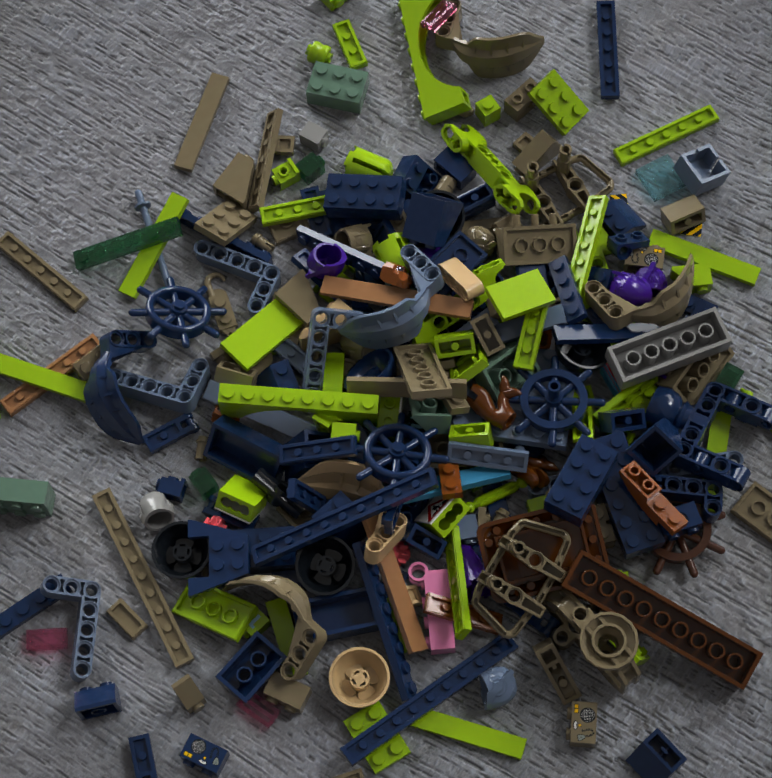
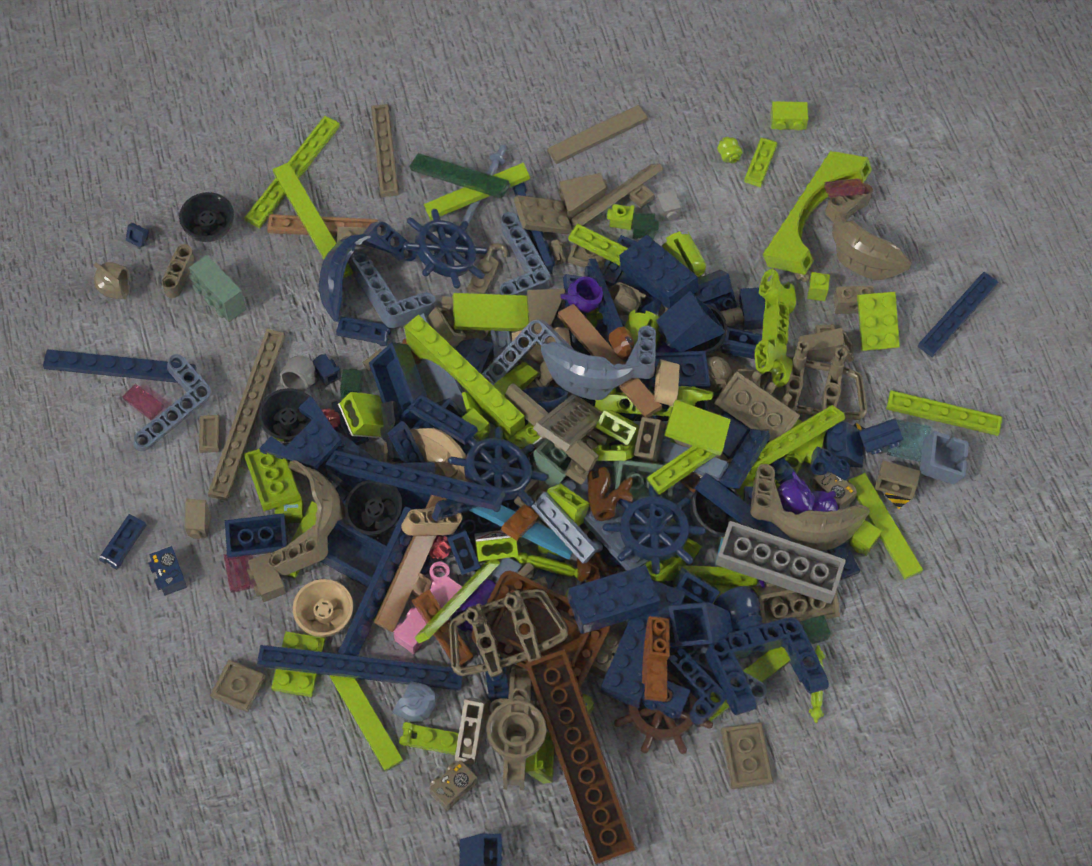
camera: 35 degrees right, 5 degrees down
(97, 701) = (132, 470): dark blue slope -> none
(337, 87) = (720, 184): sand green brick -> none
(531, 705) = (429, 738): none -> lime plate
(642, 190) = (881, 435): none -> dark blue brick

